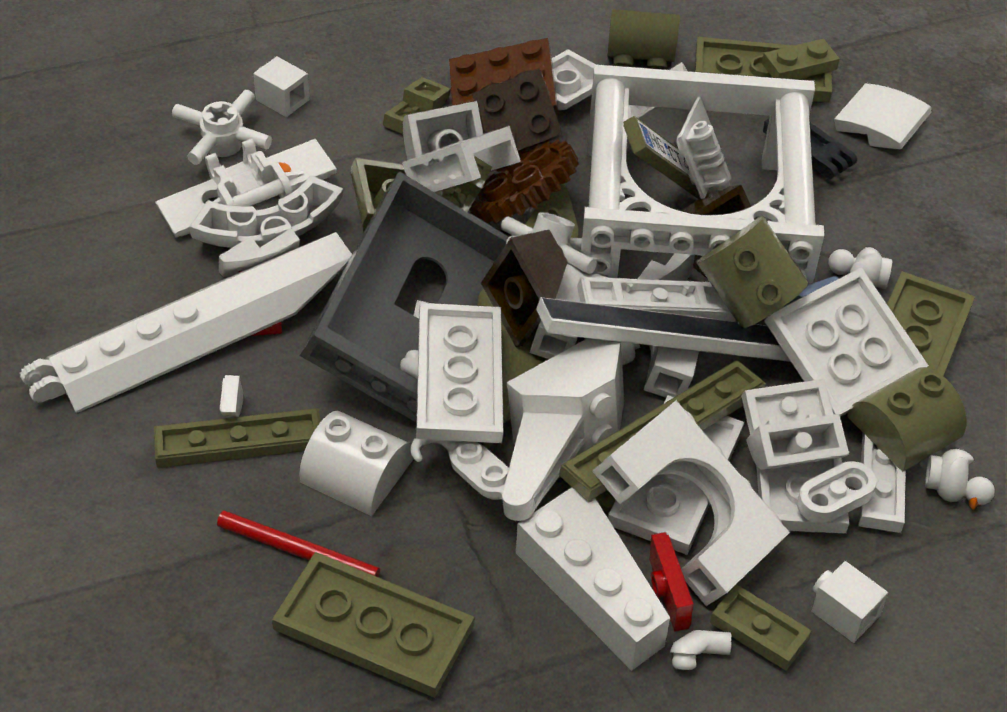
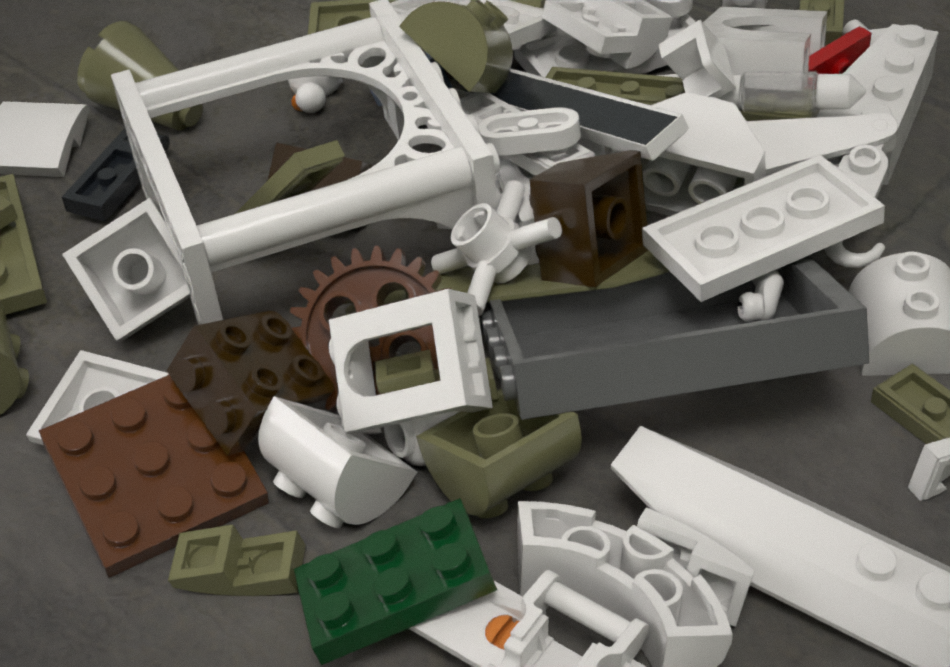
camera: 110 degrees left, 5 degrees down
(342, 136) = (392, 581): none -> dark green plate
(588, 451) = (794, 91): none -> clear piece
(623, 271) = (531, 131): none -> white plate
(635, 393) = (699, 61): none -> white panel
(702, 151) = (230, 183): white hinge -> none
(904, 168) = (123, 49): none -> olive cone

